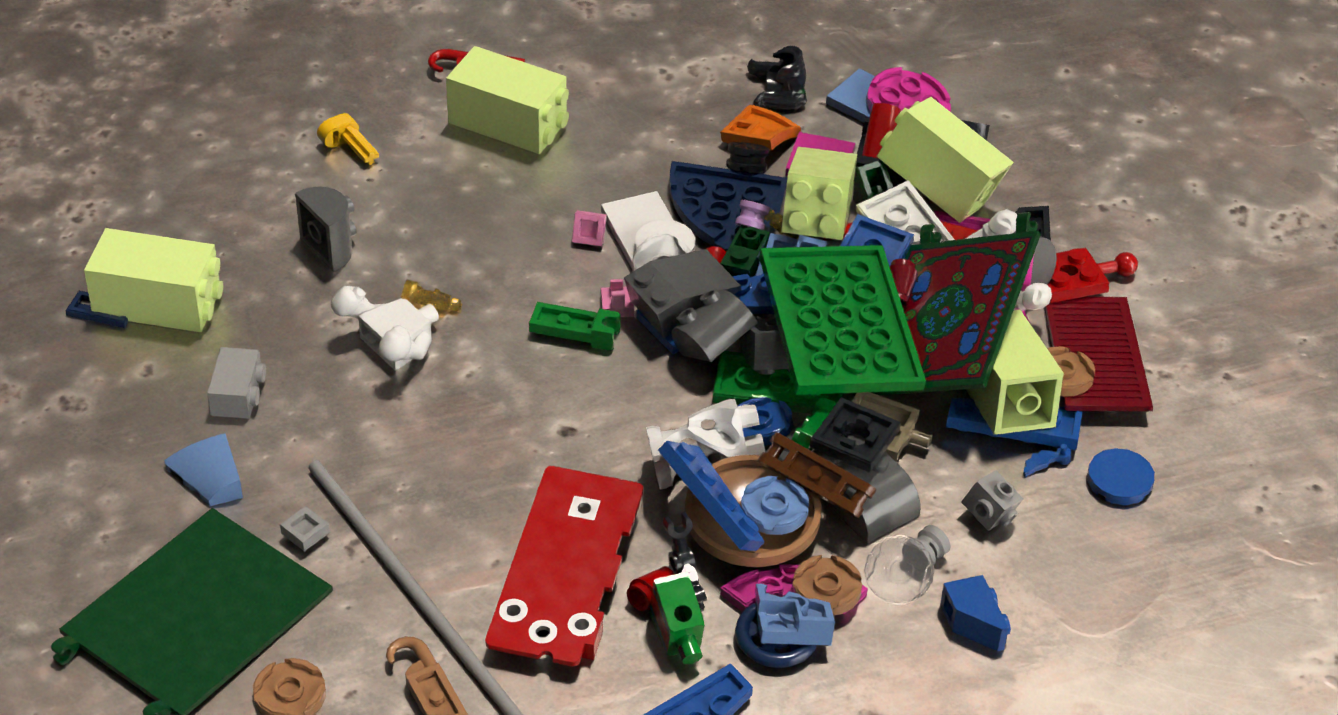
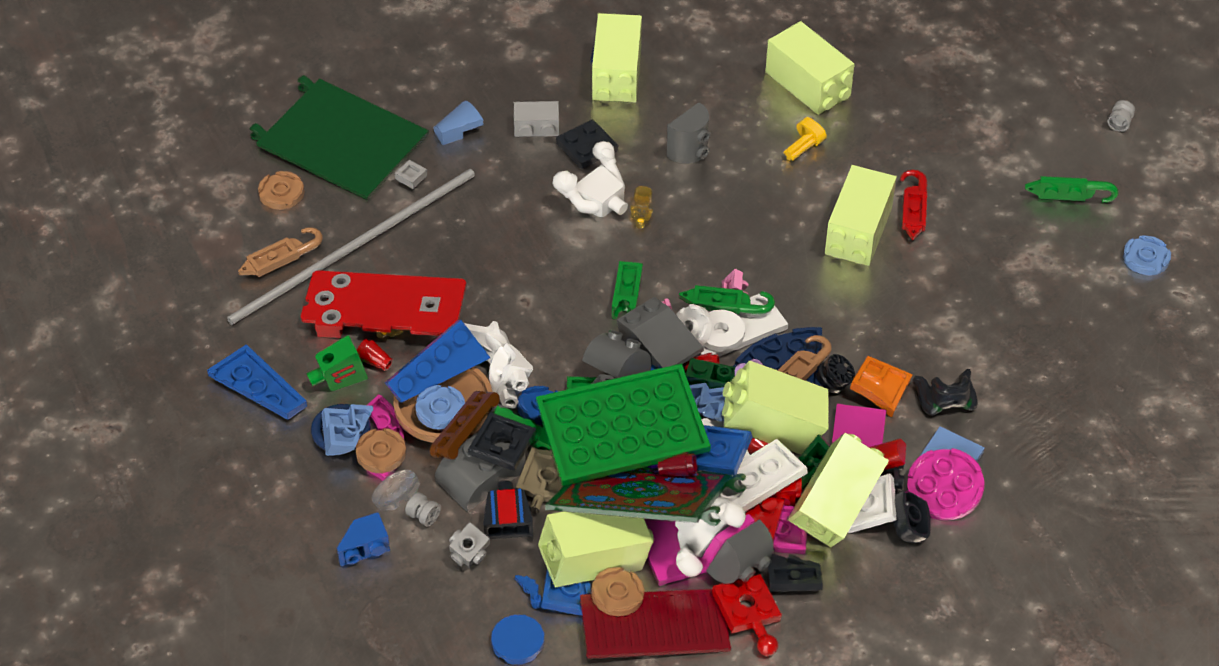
camera: 85 degrees right, 5 degrees up
(236, 107) = (809, 67): none -> yellowish green brick
(292, 341) = (579, 143): none -> black plate
(620, 231) = (726, 299): none -> green plate
(681, 556) = (389, 365): black piece -> none
(744, 180) = (805, 363): none -> medium nougat plate
(937, 465) = (507, 513): none -> torso

